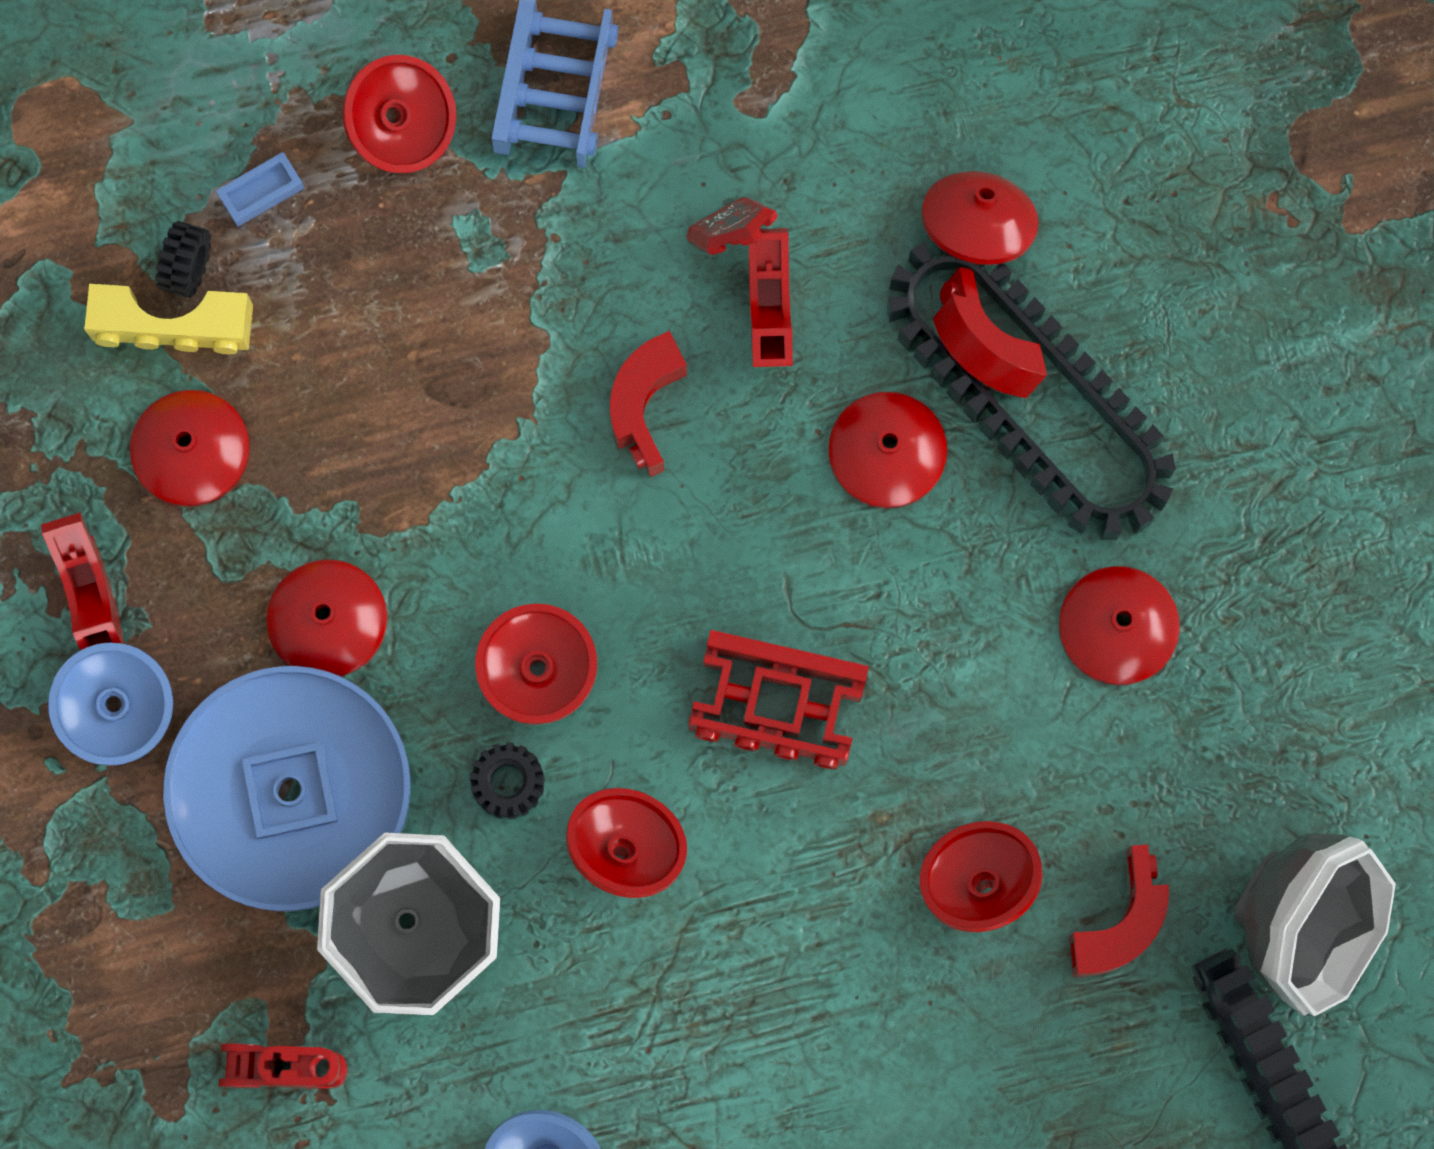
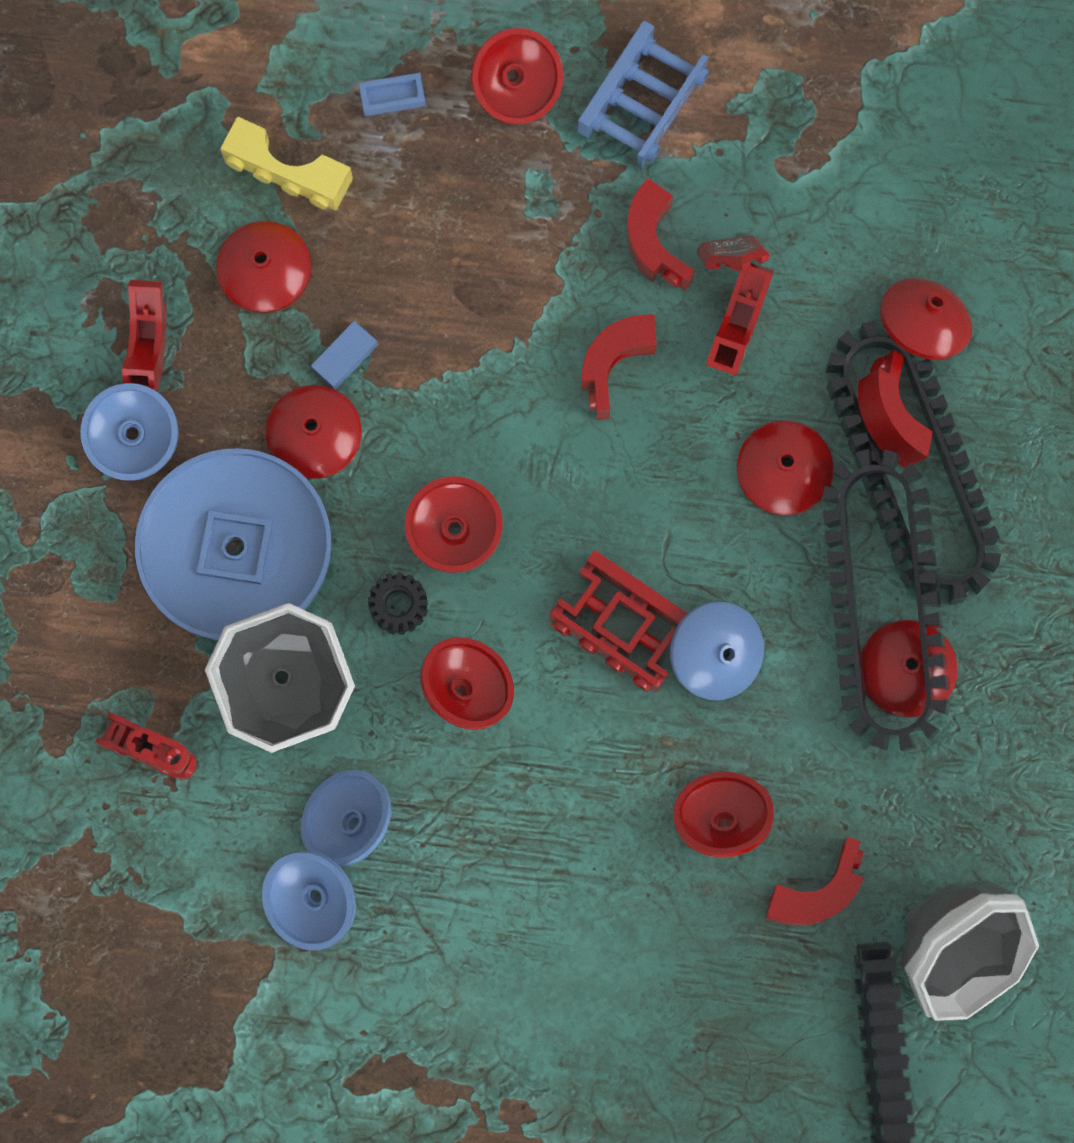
camera: 25 degrees right, 0 degrees up
(183, 259) = (313, 124): black tyre -> none
(327, 515) = (344, 355): none -> medium blue tile
(532, 1051) = (337, 808): none -> medium blue dish
(621, 251) = (644, 215): none -> red arch
(878, 695) = (700, 645): none -> medium blue dish
(1013, 577) = (840, 600): none -> black piece

